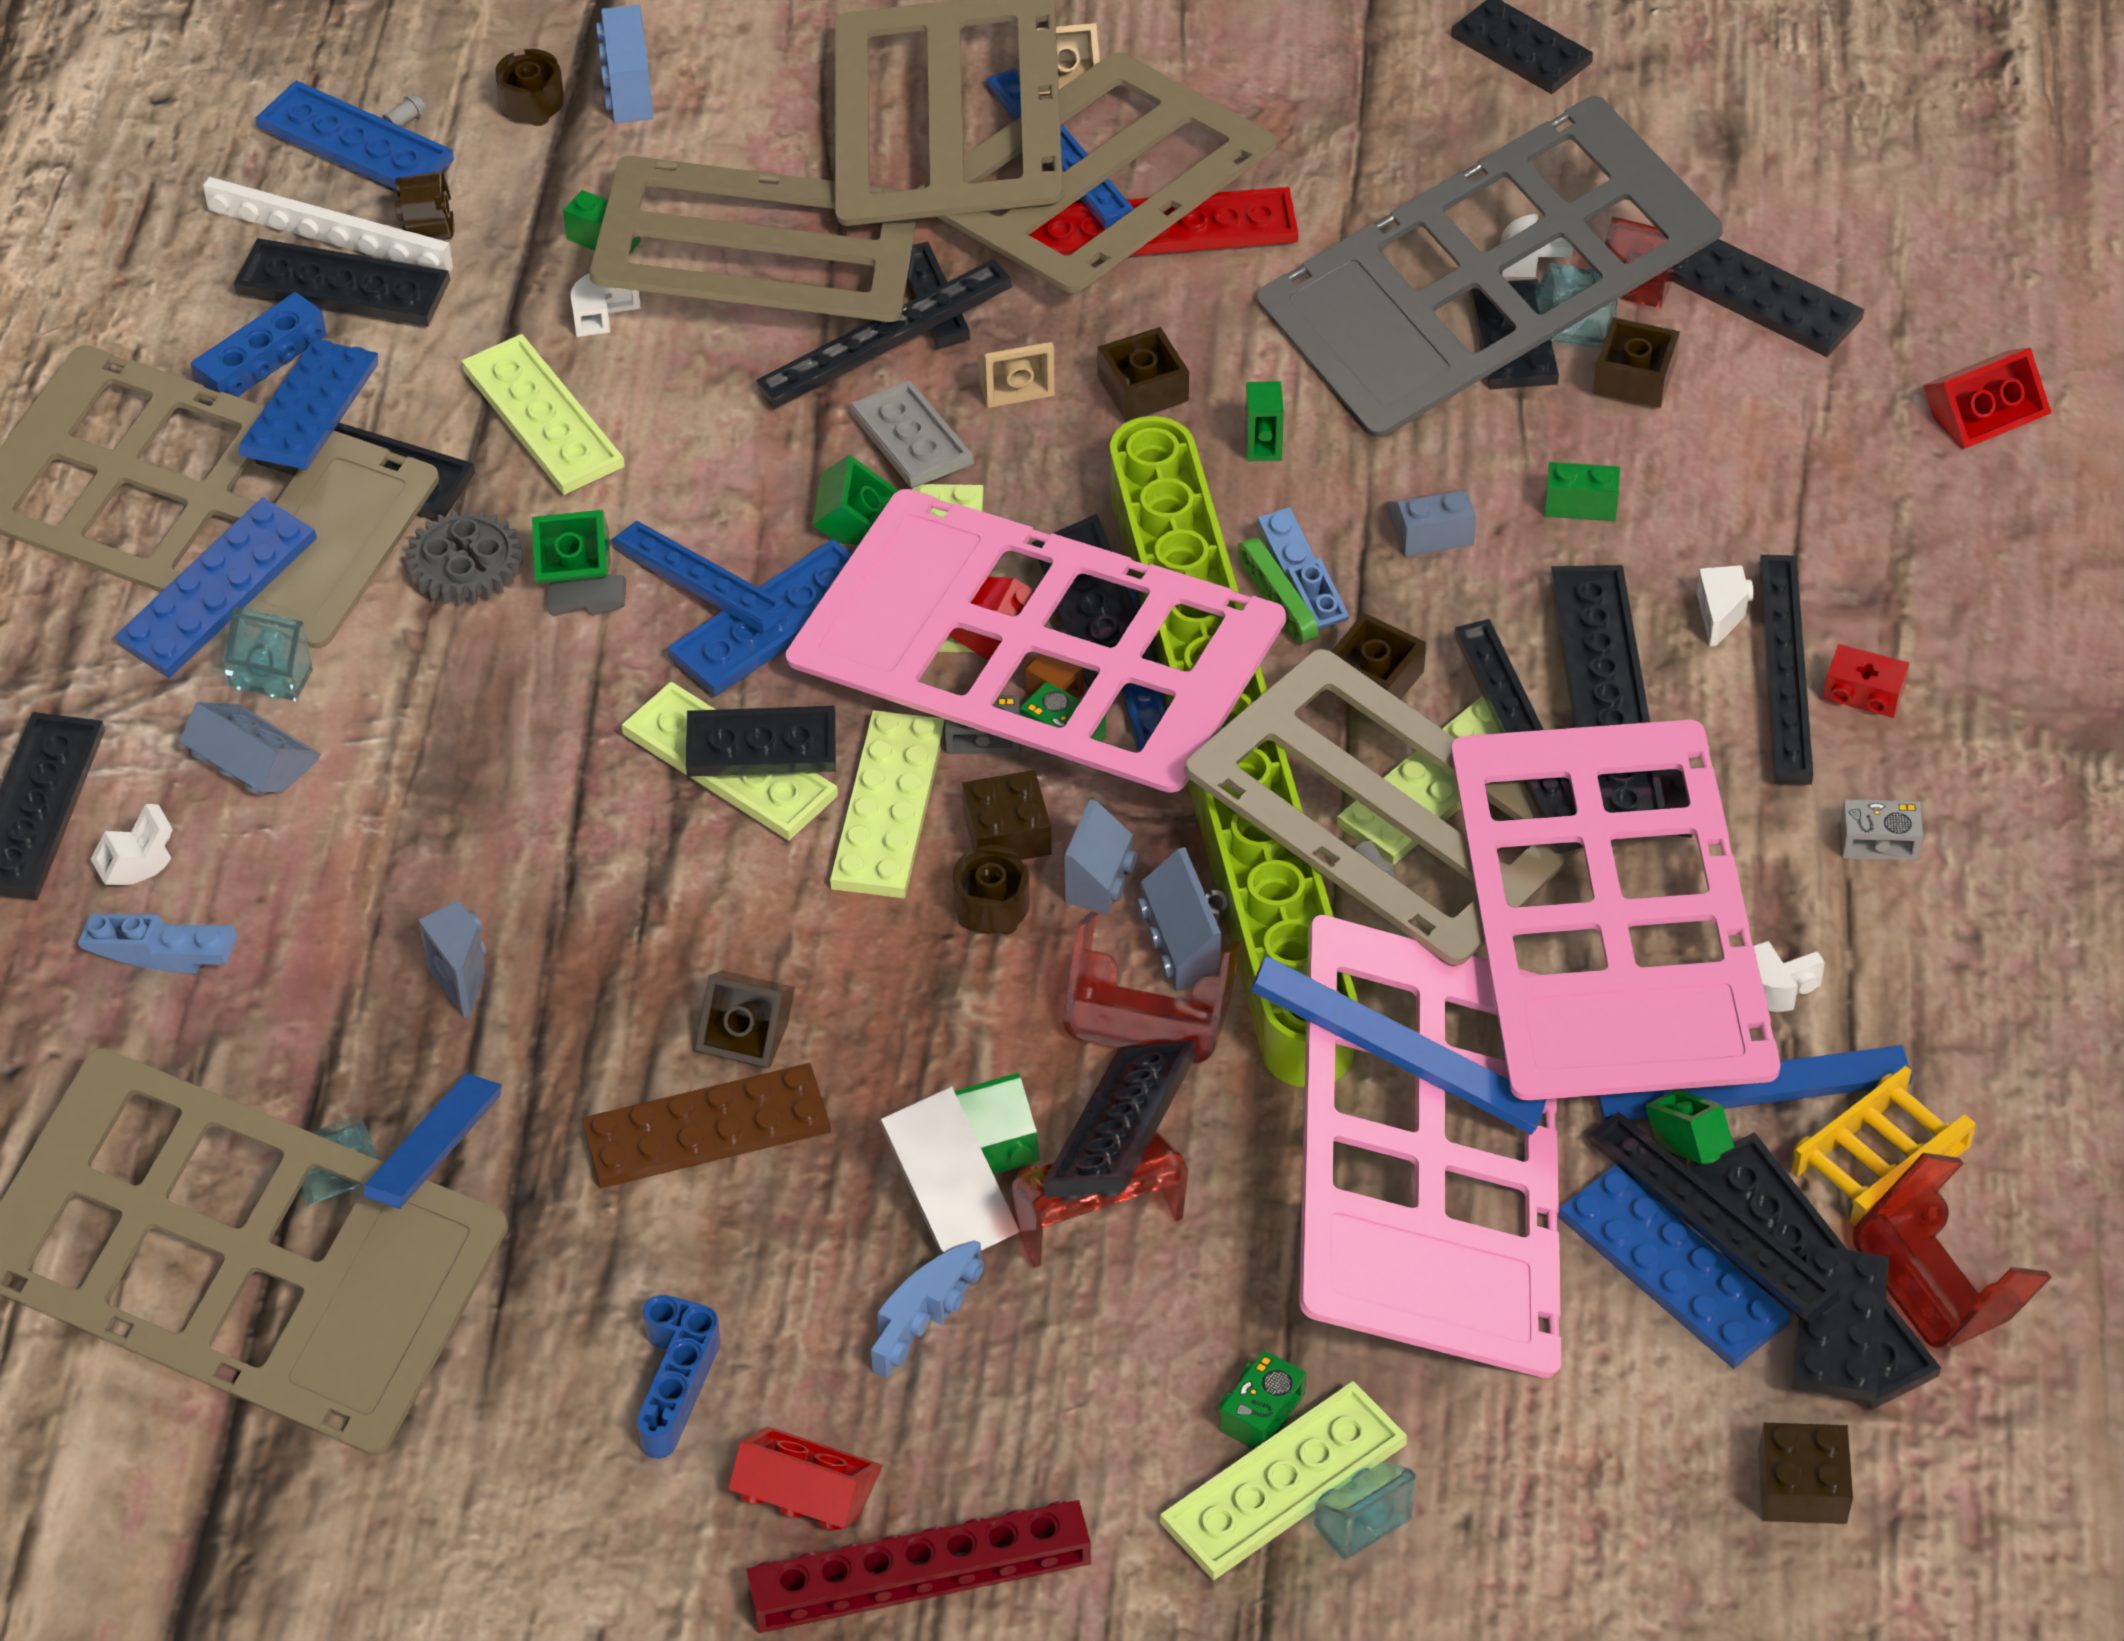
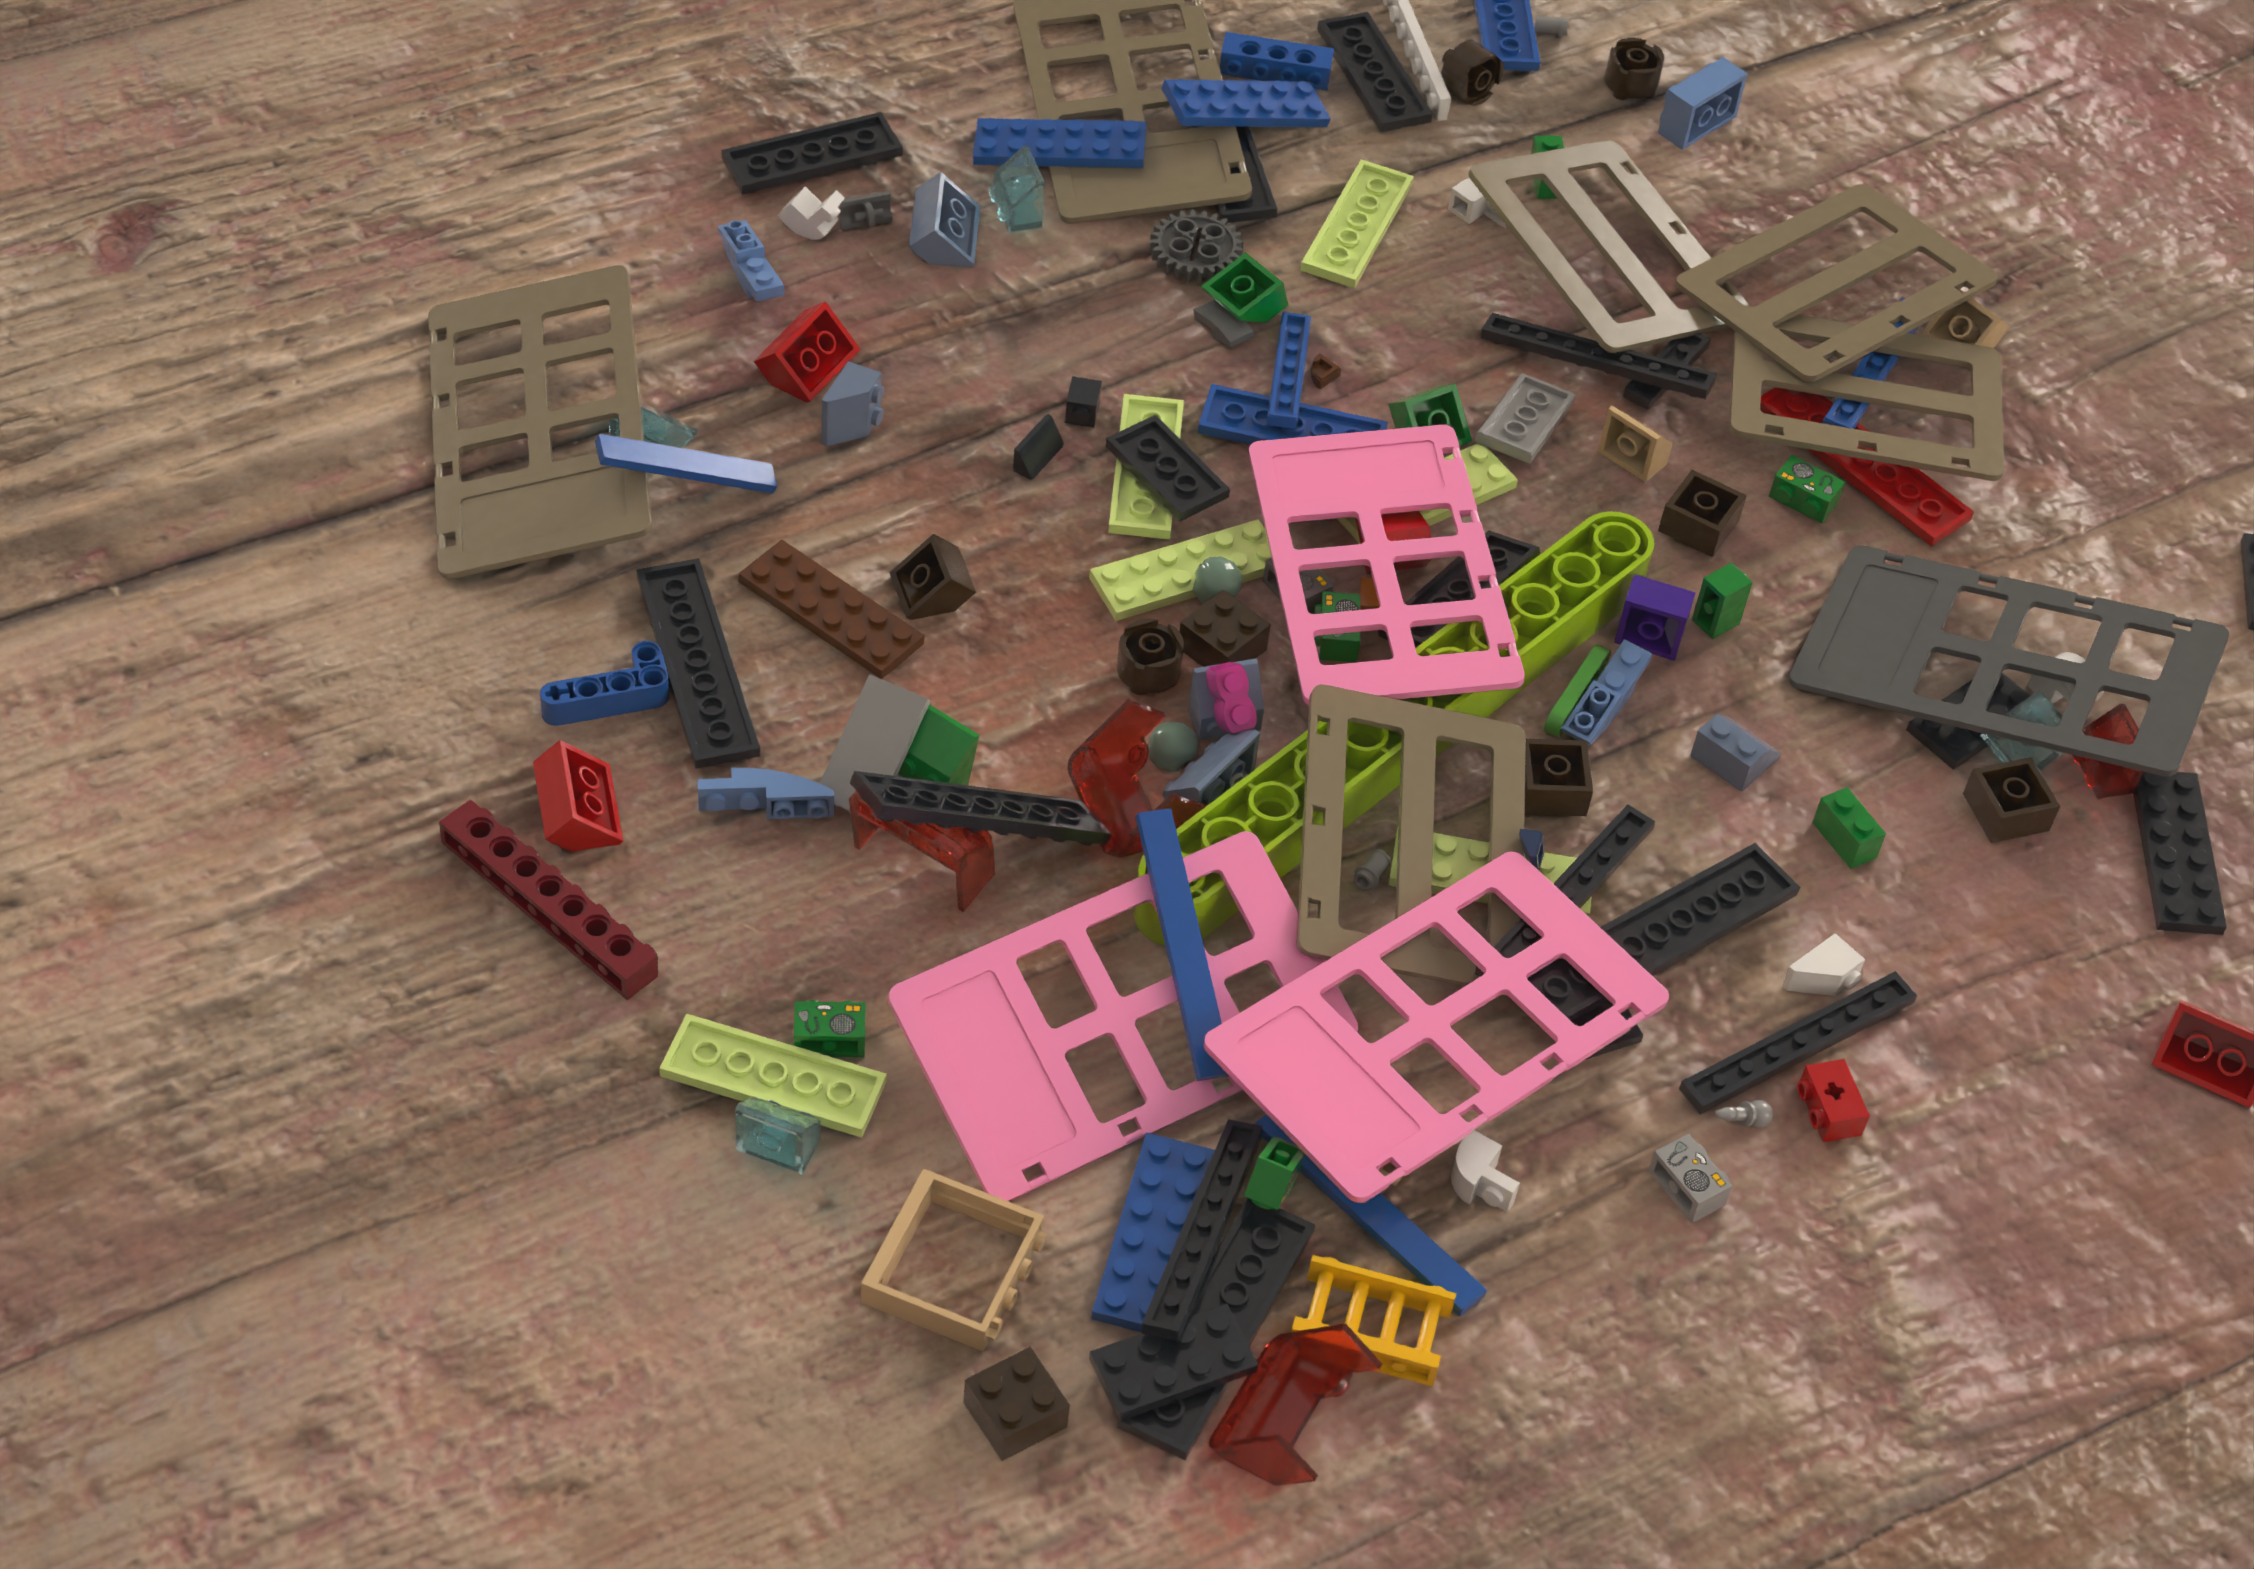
camera: 50 degrees right, 0 degrees up
(171, 795) = (865, 210): none -> dark grey hips
(334, 960) = (808, 353): none -> red slope
(602, 764) = (1083, 401): none -> black brick
(632, 837) = (1037, 448): none -> black slope
(715, 550) = (1324, 371): none -> reddish brown tile
(738, 1284) = (698, 663): none -> black plate
(935, 784) = (1214, 576): none -> sand green hair
(1114, 934) = (1172, 745): none -> sand green hair
(1119, 846) = (1232, 706): none -> dark pink brick
(1167, 284) = (1806, 489): none -> green brick
(1247, 479) = (1655, 616): none -> dark purple slope
(1454, 723) = (1533, 846): none -> dark blue slope
(1562, 1482) = (972, 1203): none -> tan window
(1836, 748) = (1754, 1113): none -> light grey bar

